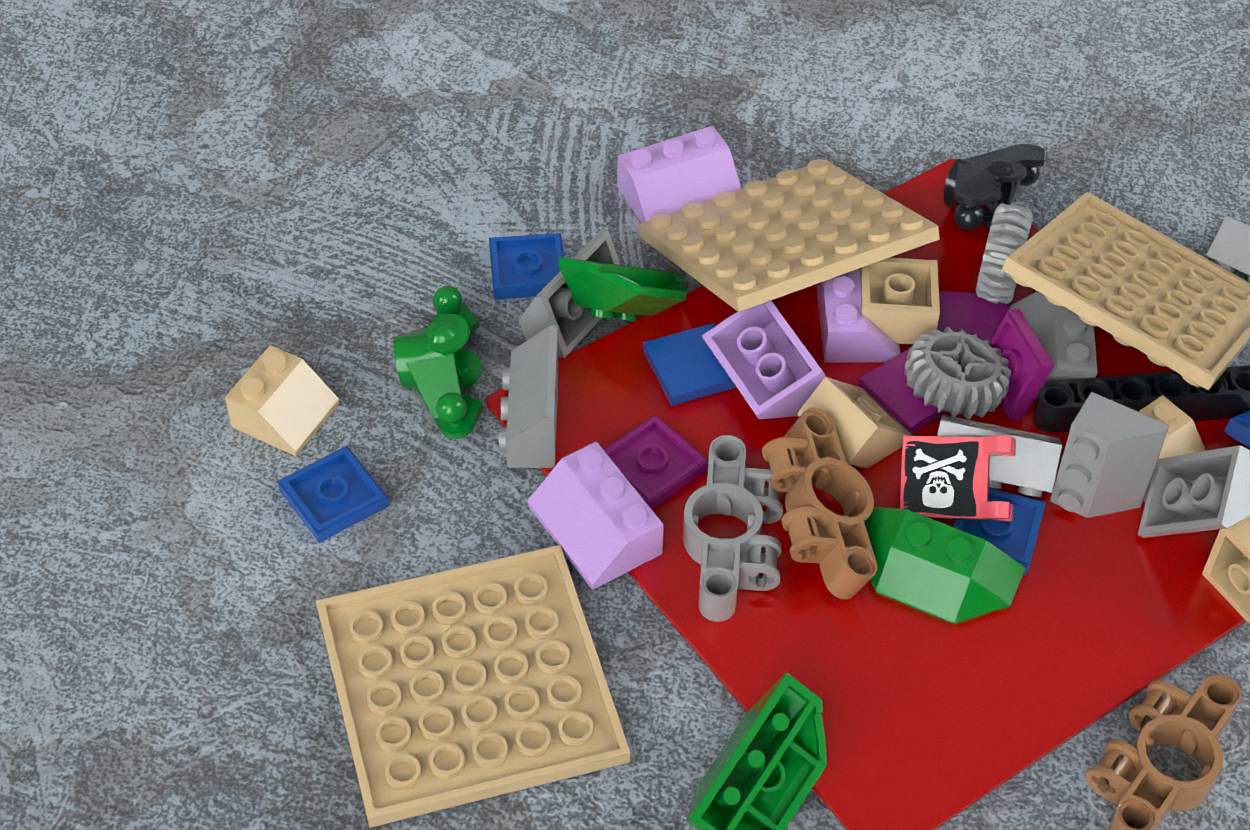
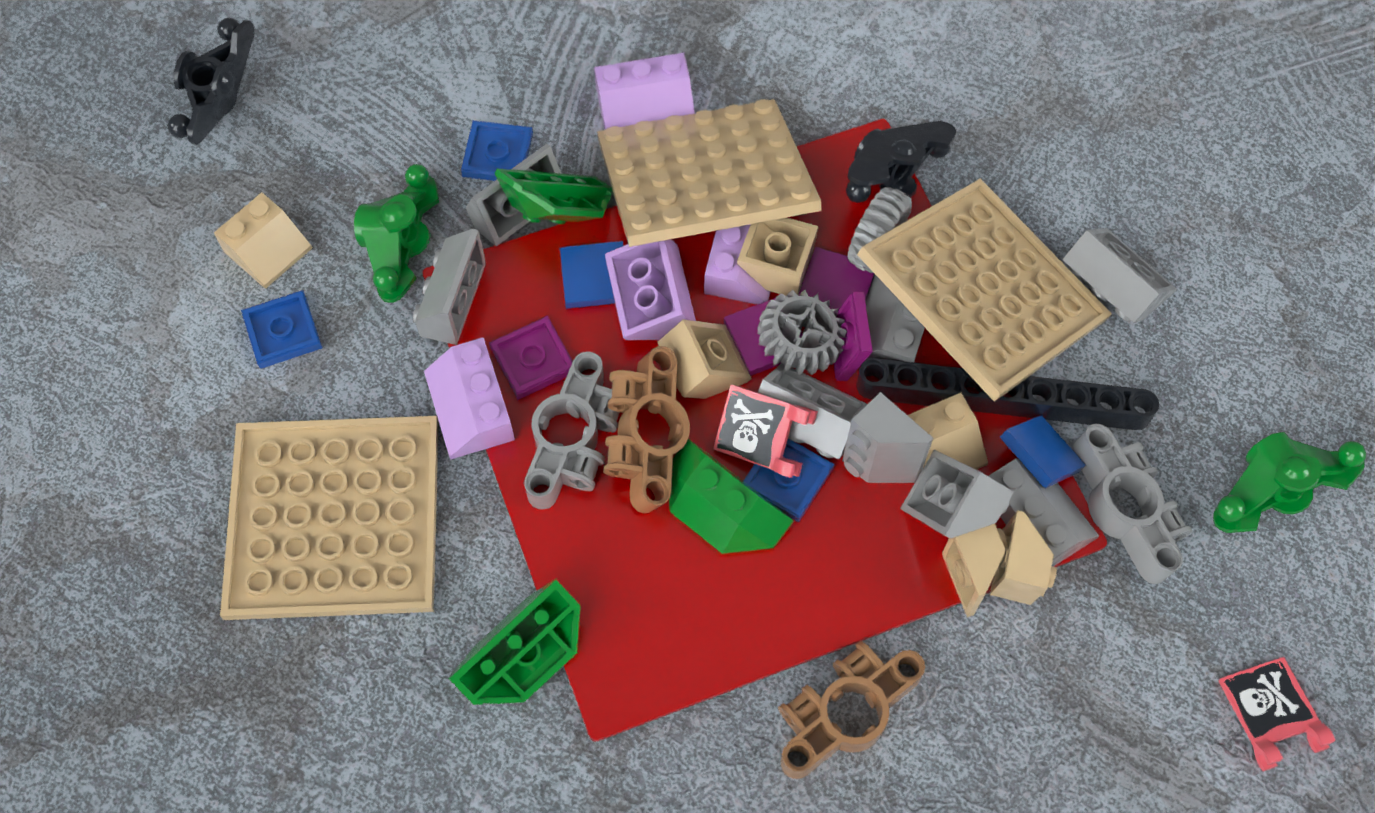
camera: 15 degrees right, 15 degrees up
(167, 242) = (211, 80): none -> black piece

